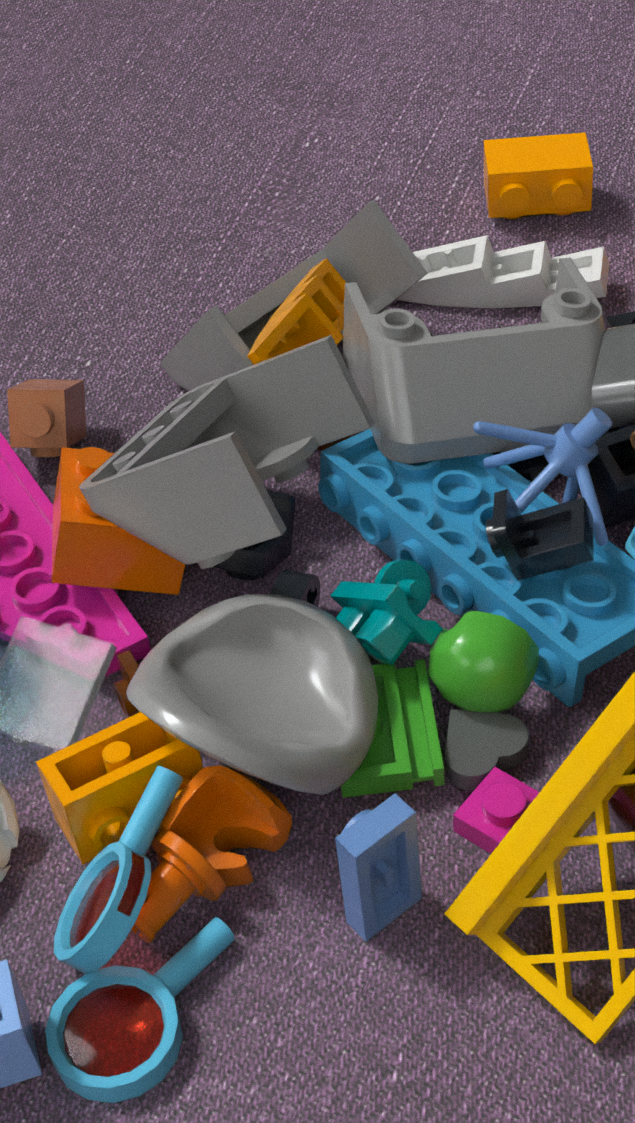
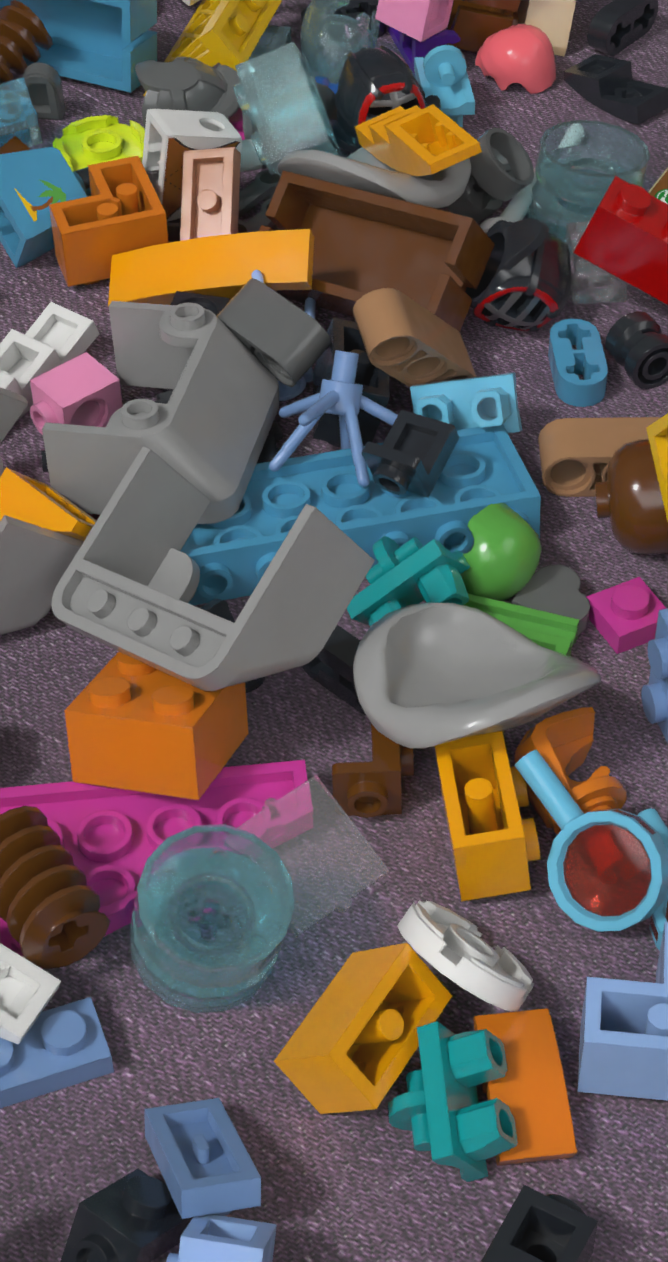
camera: 70 degrees left, 0 degrees up
(497, 305) = (75, 394): none -> bright pink brick

